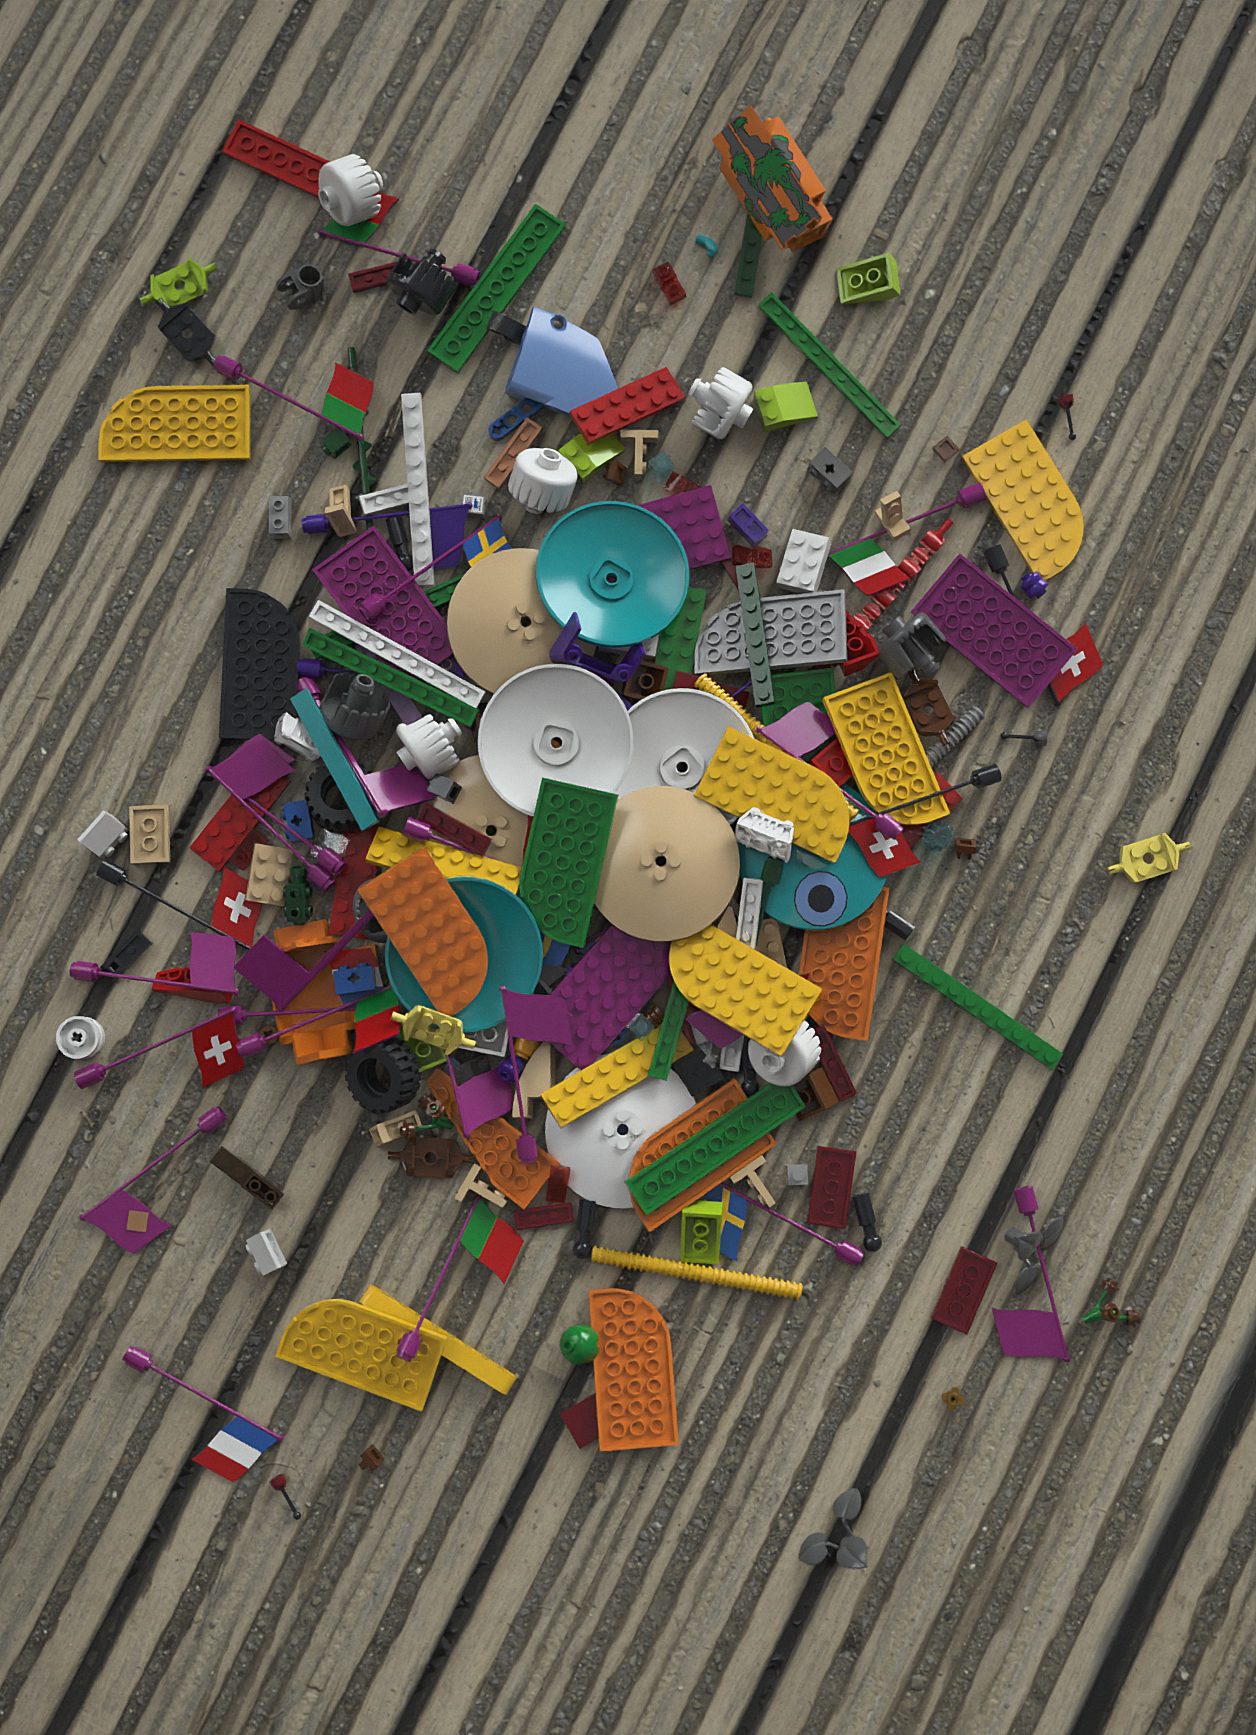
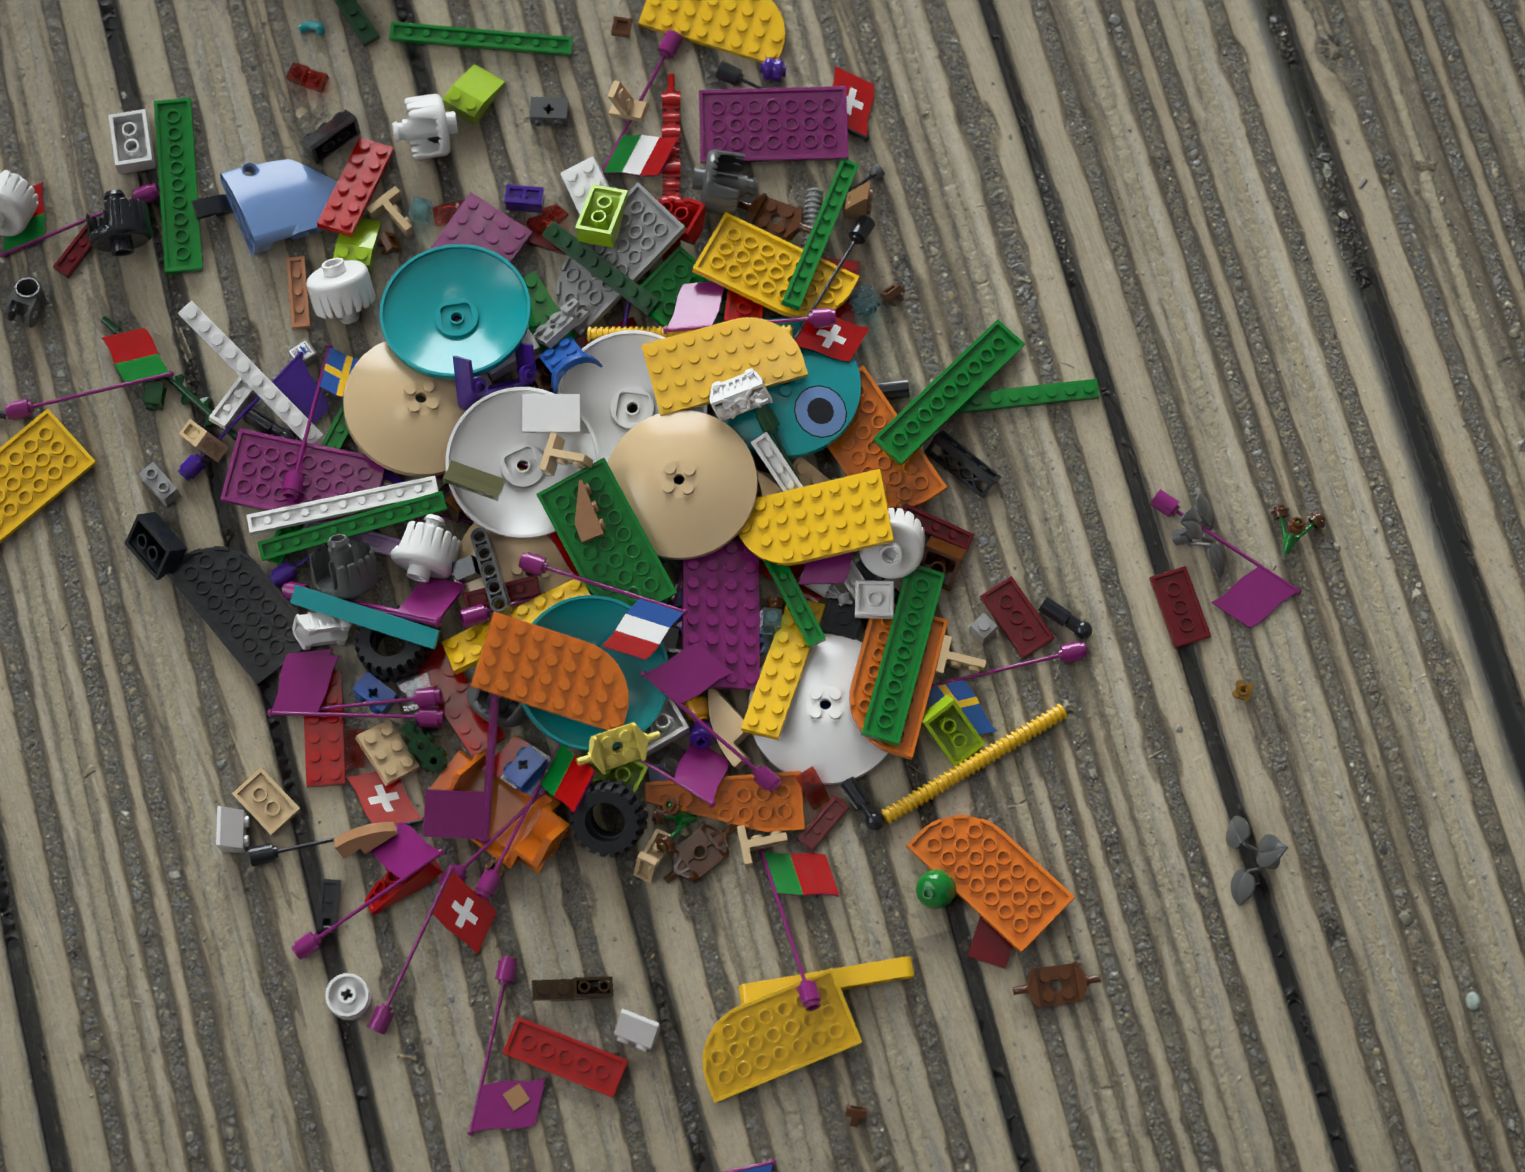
camera: 40 degrees left, 10 degrees down
(195, 927) = (364, 838): none -> medium nougat slope
(198, 1223) = (565, 1057): none -> red plate
(236, 562) = (155, 544): none -> black slope
(457, 817) = (487, 565): none -> dark grey beam
(490, 222) = (132, 141): none -> white brick
(505, 725) = (474, 480): none -> olive panel
(517, 412) = (276, 261): blue beam -> none
(533, 951) = (641, 626): none -> flag
(560, 834) = (586, 519): none -> medium nougat slope
(581, 759) = (556, 455): none -> tan bracket
(609, 722) = (550, 413): none -> white tile
(616, 1509) = (1069, 975): none -> reddish brown plate
(644, 347) = (331, 136): none -> black slope
(661, 684) = (563, 358): none -> blue piece
(685, 652) = (560, 324): none -> light grey plate
(732, 1080) = (874, 599): none -> white tile
(792, 593) = (601, 216): none -> lime slope
(902, 1030) = (967, 460): none -> black fence
(936, 967) = (948, 392): none -> green plate
(948, 753) = (820, 234): none -> green plate
(1003, 752) = (859, 201): none -> medium nougat slope
(1164, 858) = (1035, 177): light yellow plate -> none

